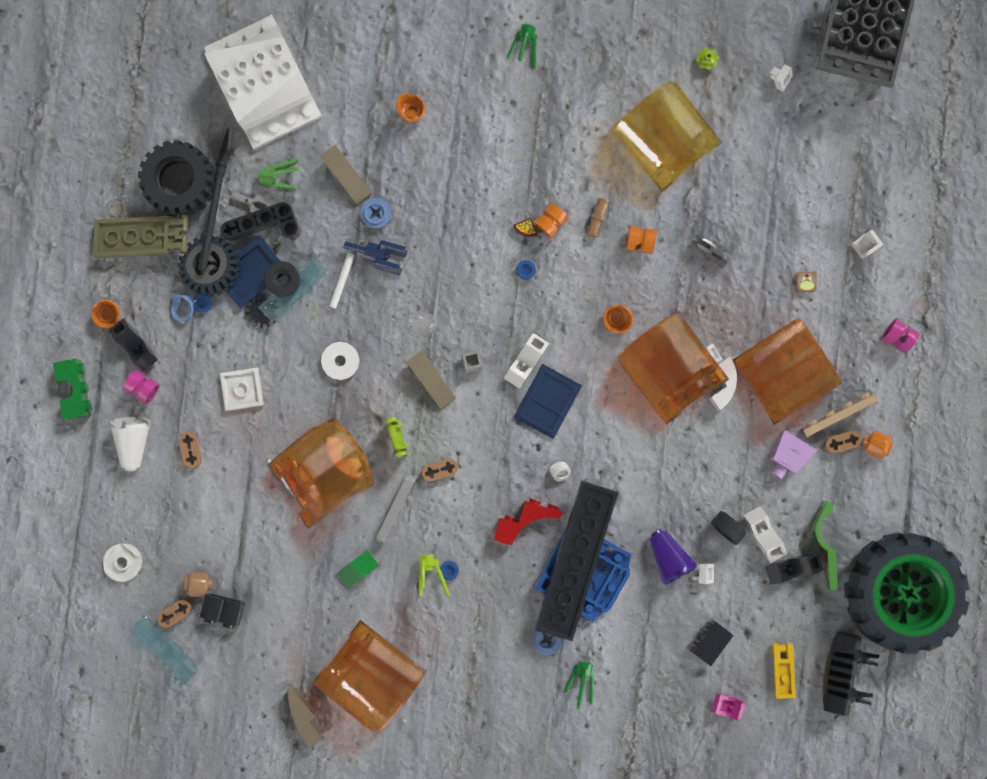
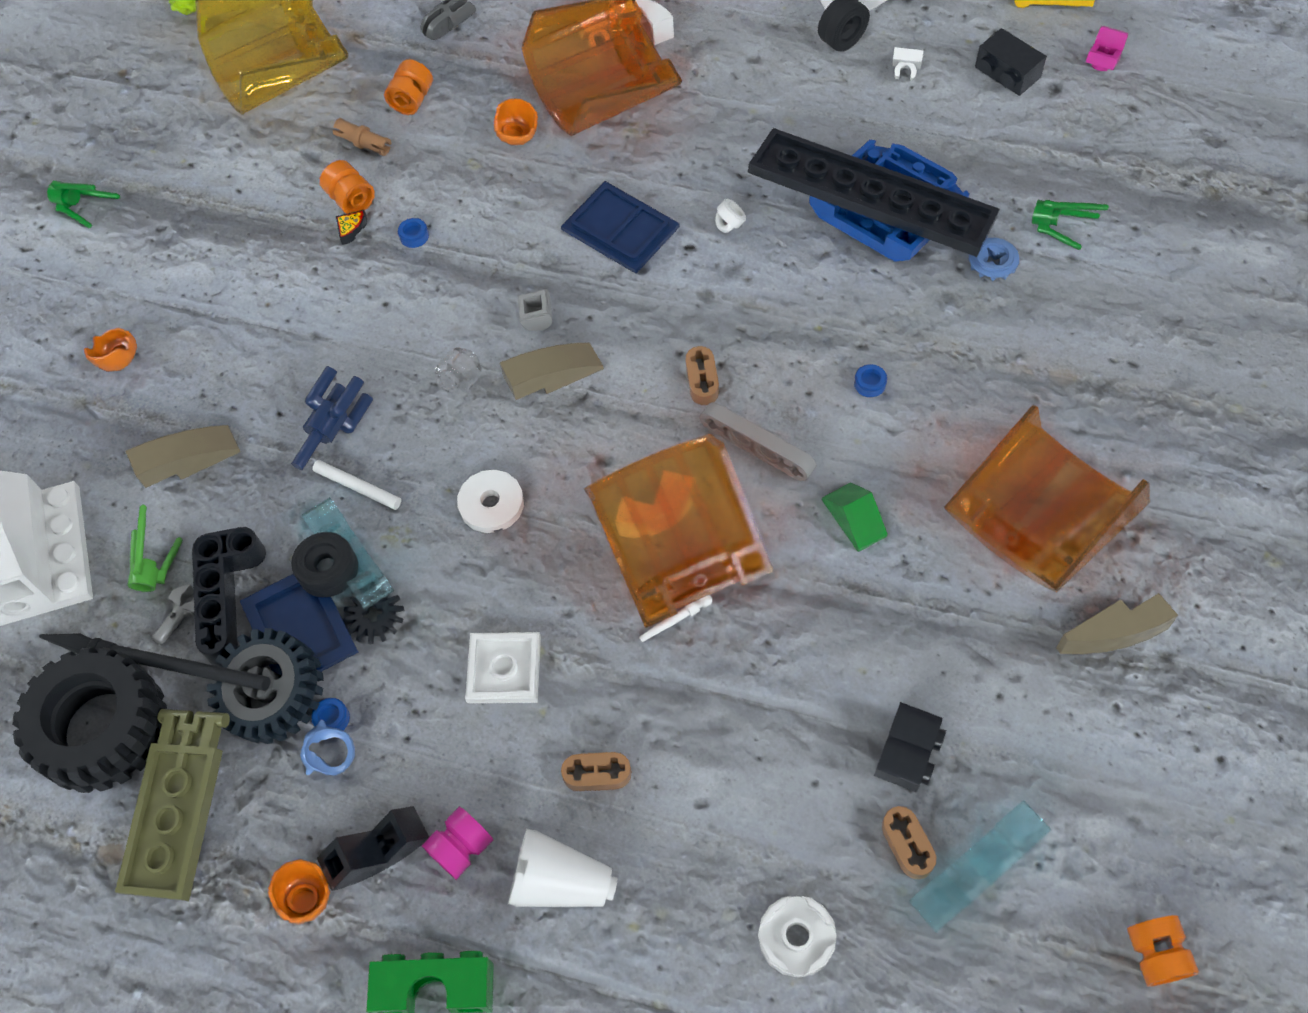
camera: 75 degrees left, 25 degrees down
(132, 739) = (1167, 965): none -> orange wheel
(197, 584) = (855, 787): medium nougat head -> none
(366, 212) = (247, 423): medium blue gear -> none
(396, 437) = (636, 414): lime container -> none
(426, 563) = (857, 403): lime plant -> none
(508, 529) = (811, 285): red arch -> none
(526, 360) = (548, 240): white brick -> none
(670, 557) = (880, 91): dark purple cone -> none

